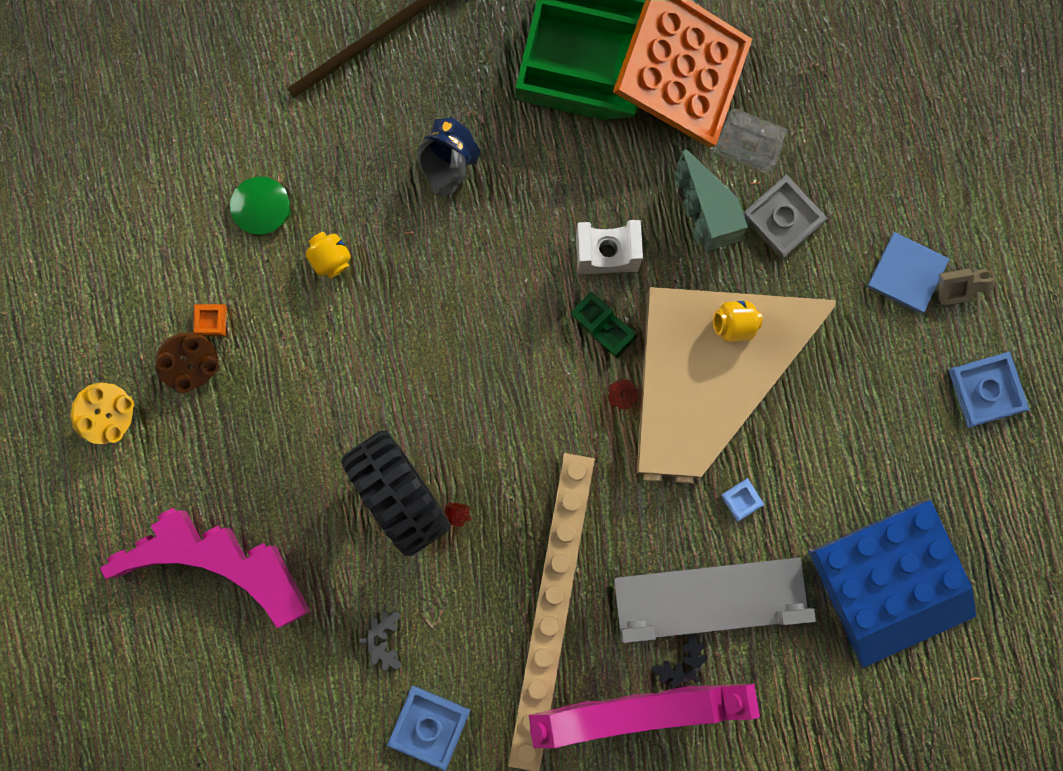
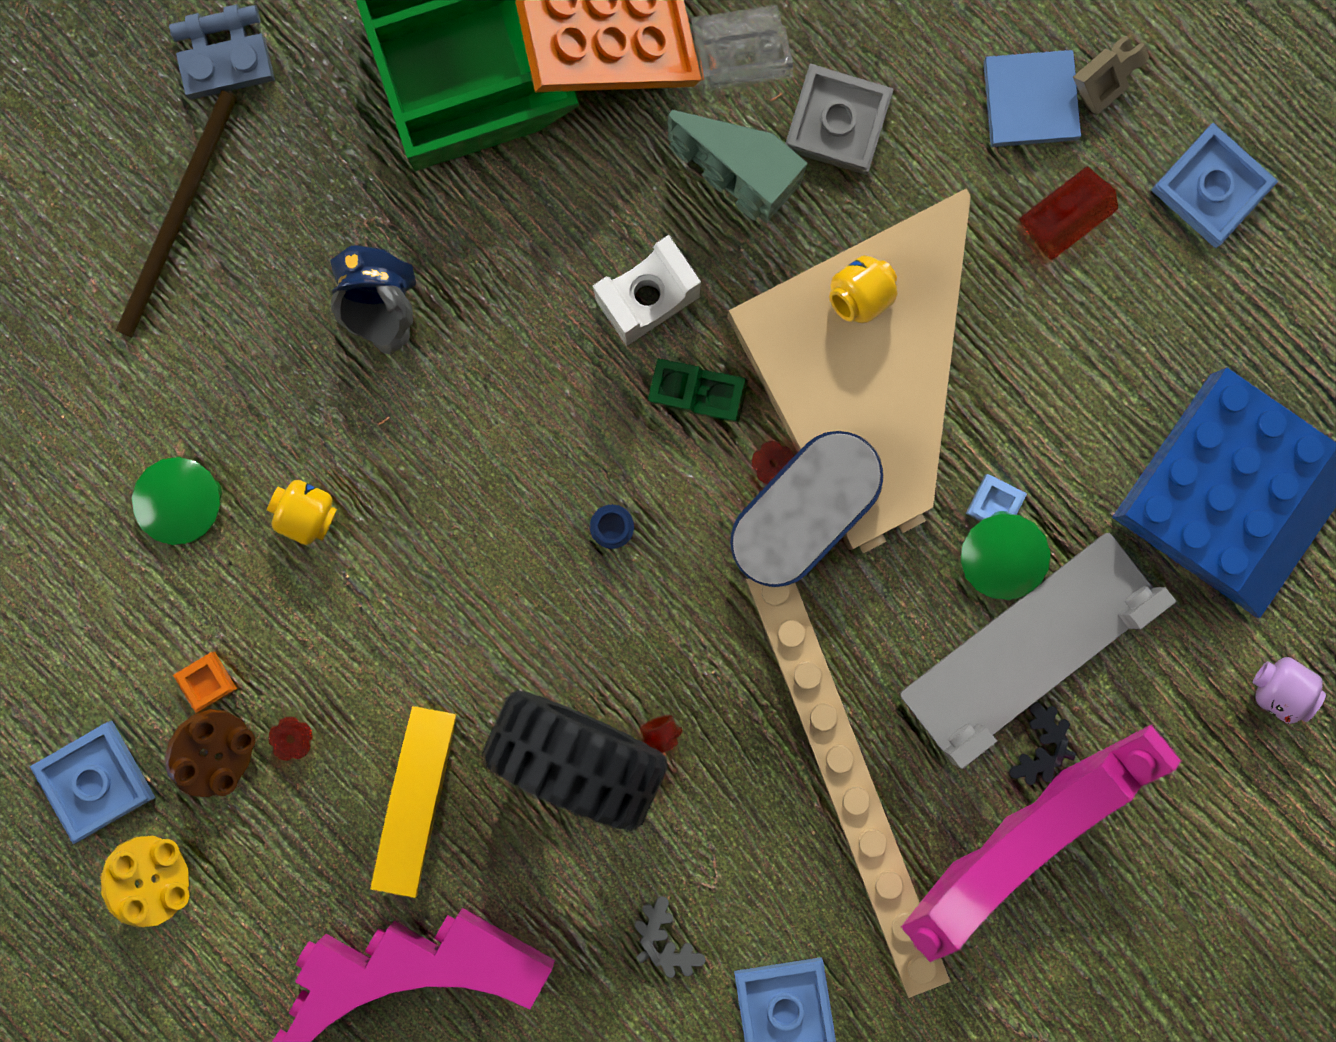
camera: 35 degrees left, 5 degrees up
(108, 338) = (92, 782): none -> medium blue tile
(244, 388) = (302, 738): none -> clear red plate
(286, 463) = (413, 802): none -> yellow slope
(503, 373) = (612, 526): none -> dark blue plate
(625, 431) = (807, 508): none -> flat silver tile
(728, 534) = (1005, 556): none -> green dish
(854, 721) = (1289, 690): none -> lavender head
(891, 354) = (1070, 212): none -> clear red slope

